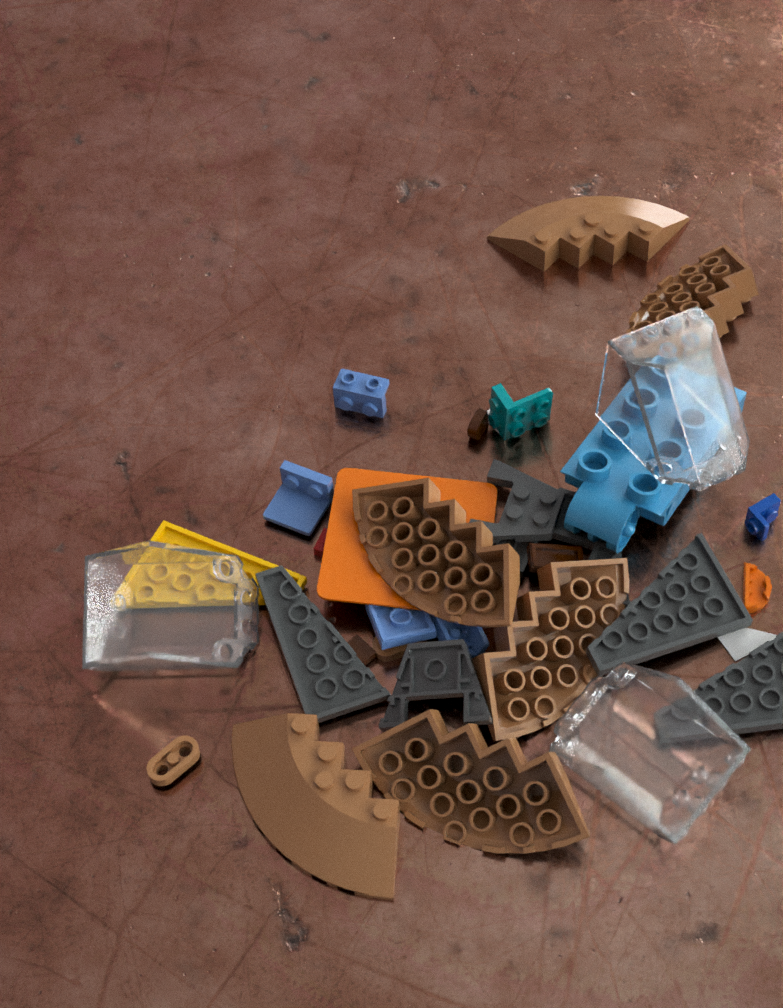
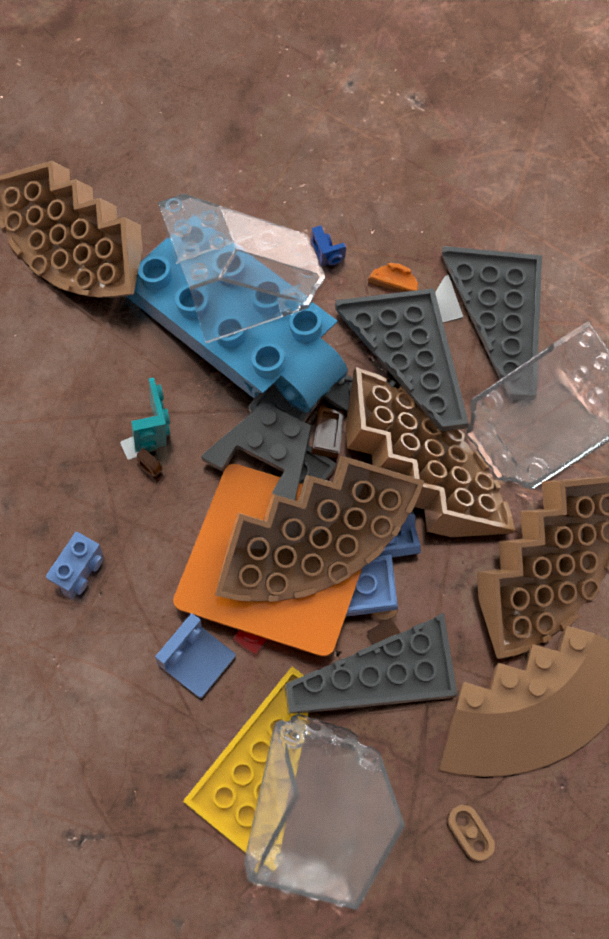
camera: 85 degrees left, 15 degrees up
(436, 672) = (437, 564): dark grey wing -> none

